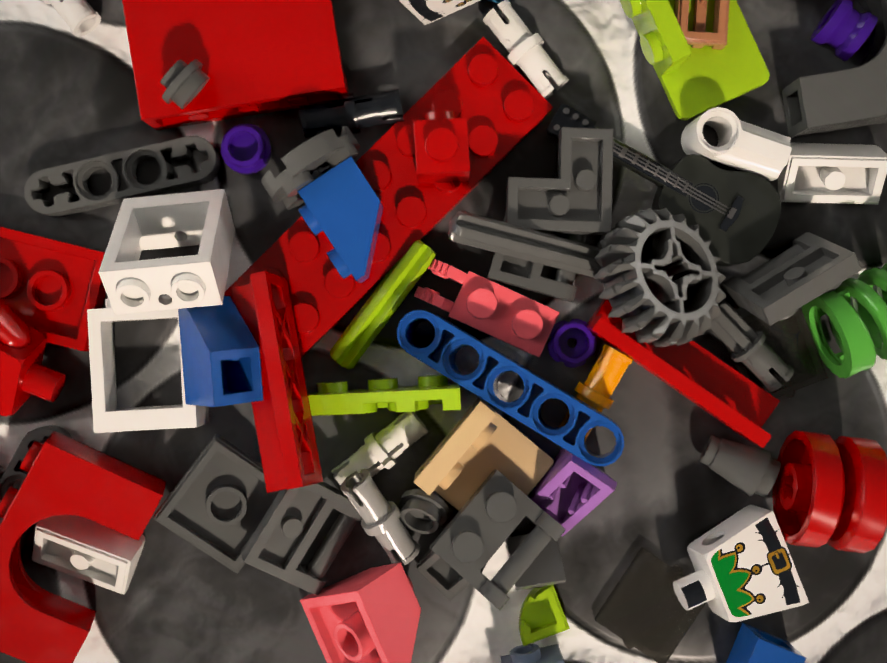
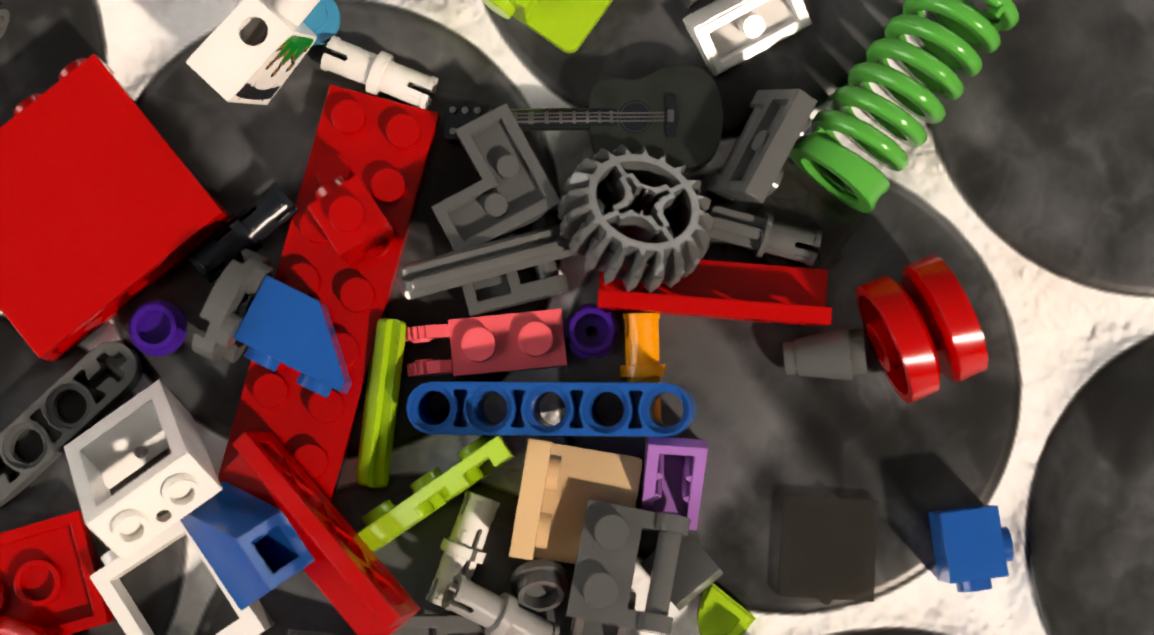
camera: 30 degrees left, 5 degrees down
(183, 82) = (63, 298): dark grey plate -> none
(739, 144) = (642, 43): white piece -> none
(742, 569) = (887, 456): white torso -> none

